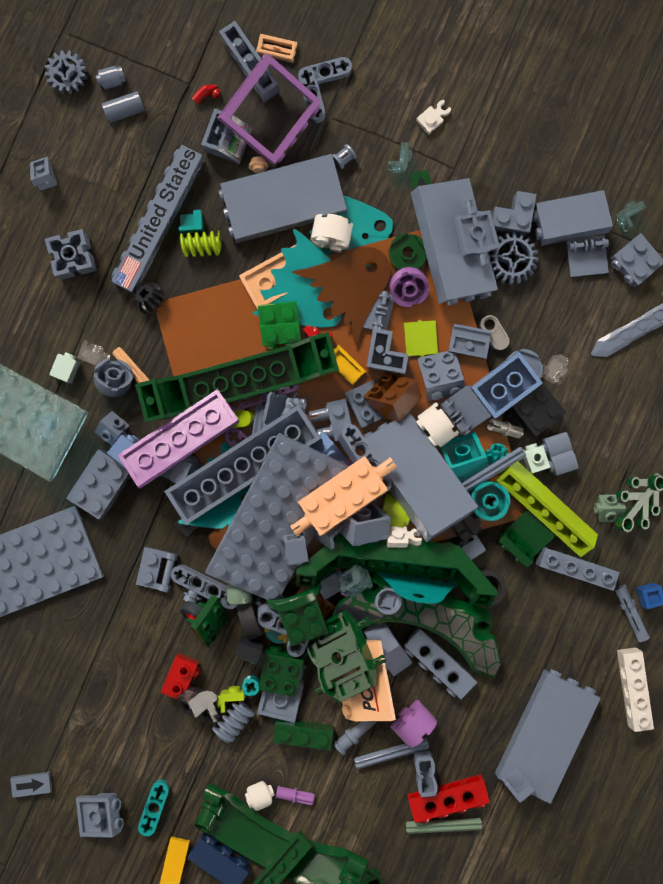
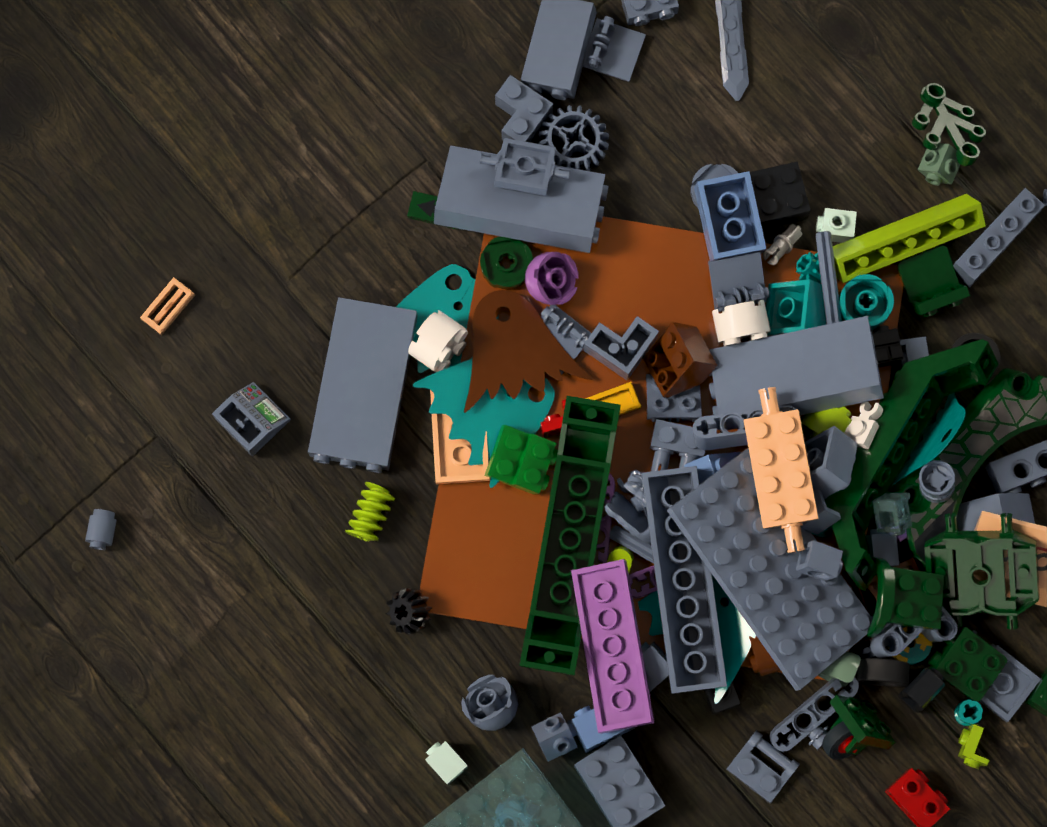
camera: 65 degrees left, 10 degrees down
(42, 174) = (179, 674): sand blue slope -> none
(57, 70) = (69, 572): sand blue gear -> none
(60, 249) = (295, 670): sand blue brick -> none
(92, 354) = (447, 717): clear brick -> none
(123, 107) = (145, 531): sand blue brick -> none
(137, 374) = (507, 671): light nougat axle -> none
(158, 219) = (313, 554): sand blue brick -> none
(192, 223) = (337, 513): teal panel -> none
(199, 701) = (963, 786): brick -> none
(206, 90) = (177, 418): red arm -> none
(234, 722) = (1006, 757): sand blue piece -> none
(242, 92) = (213, 363): medium lavender window -> none
(247, 58) = (171, 345): sand blue brick -> none
(258, 165) = (304, 395): light nougat plate -> none
(315, 78) = (231, 275): sand blue beam -> none
(347, 150) = (346, 284): sand blue bush -> none
(404, 157) = (383, 211): clear light blue bracket -> none
(420, 338) = (620, 295): lime piece -> none
(431, 118) = (350, 157): white plate -> none
(441, 375) = (679, 291): sand blue bracket -> none
(469, 341) = (653, 237): sand blue plate -> none
(499, 339) = (662, 204): light grey piece -> none
(555, 369) = (736, 150): clear brick -> none
(560, 454) = (845, 193): sand blue brick -> none

